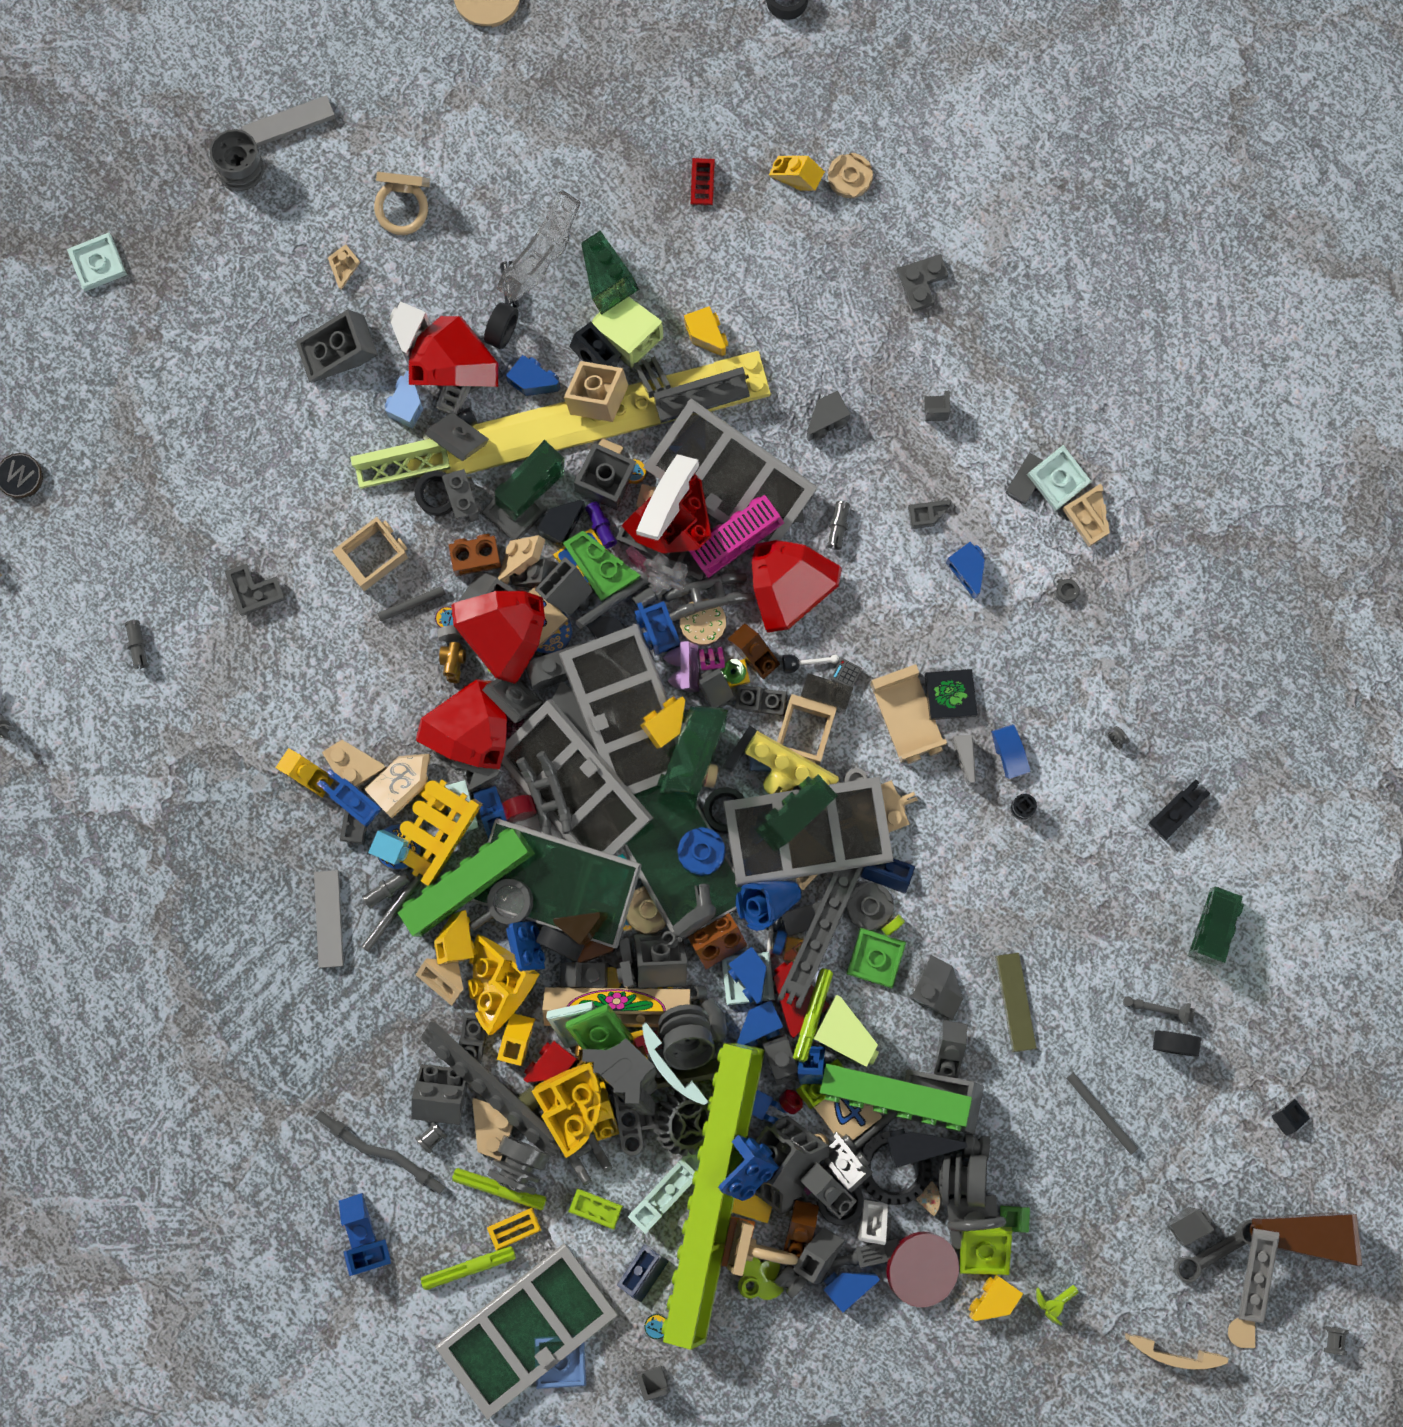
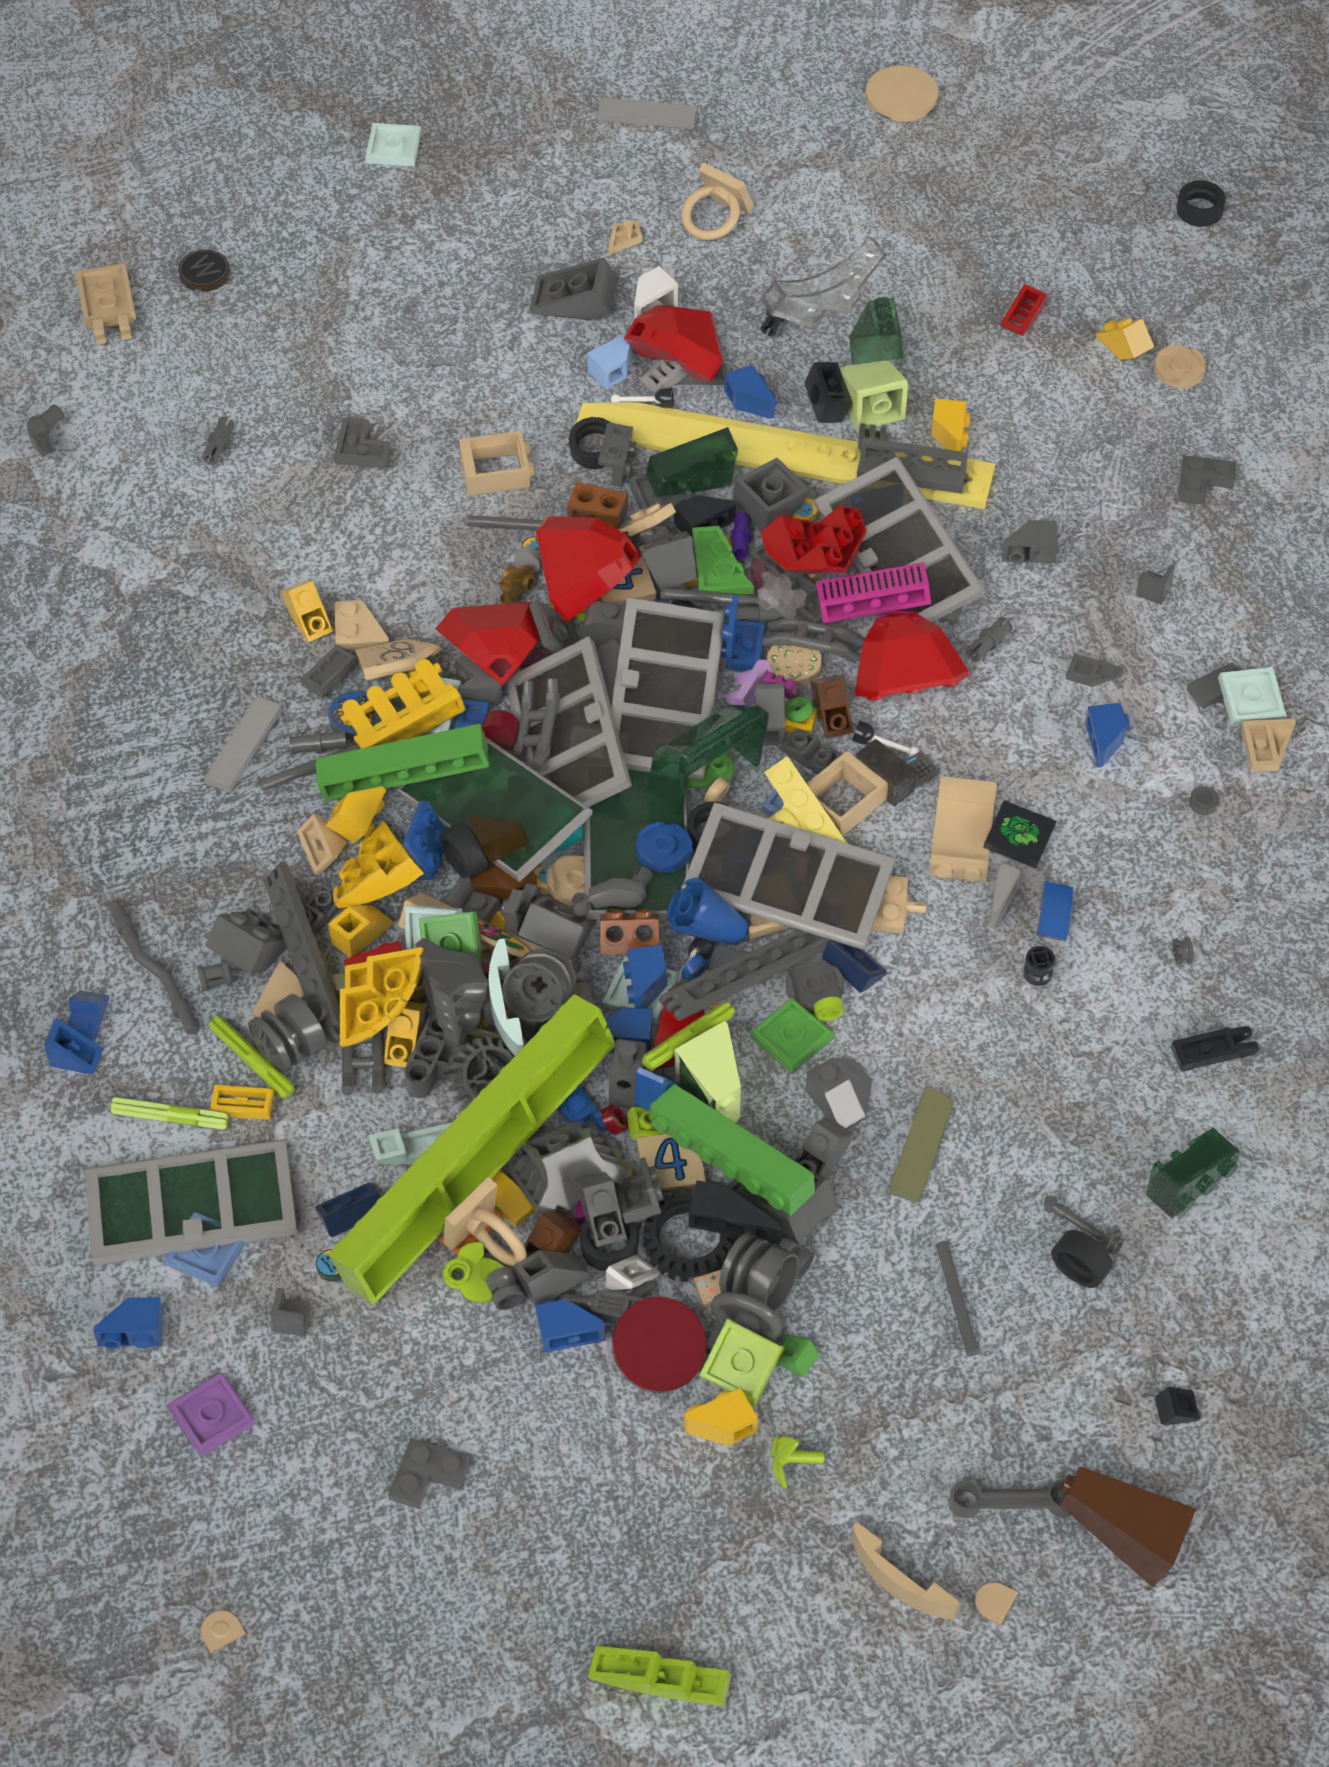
camera: 25 degrees right, 25 degrees down
(234, 149) = (577, 114): dark grey wheel -> none
(351, 799) = (336, 645): blue hinge -> none
(389, 847) = (345, 696): medium azure brick -> none
(398, 454) = (576, 396): yellowish green fence -> none
(457, 436) = (643, 398): dark grey plate -> none
(501, 325) = (739, 327): black tyre -> none
(507, 903) = (441, 793): dark grey piece -> none
(595, 1208) = (340, 1121): lime plate -> none
(596, 391) = (806, 418): tan brick -> none
(665, 724) = (694, 706): yellow slope -> none
(666, 497) = (816, 515): white slope -> none
(739, 749) = (753, 786): black tile -> none
(752, 1172) = (523, 1128): blue bracket -> none
(796, 812) = (782, 834): clear green wedge -> none
(1190, 1225) = (993, 1446): dark grey slope -> none
(1258, 1275) = (1044, 1531): light grey tile -> none
(1336, 1340) = (1112, 1653): dark grey bush -> none

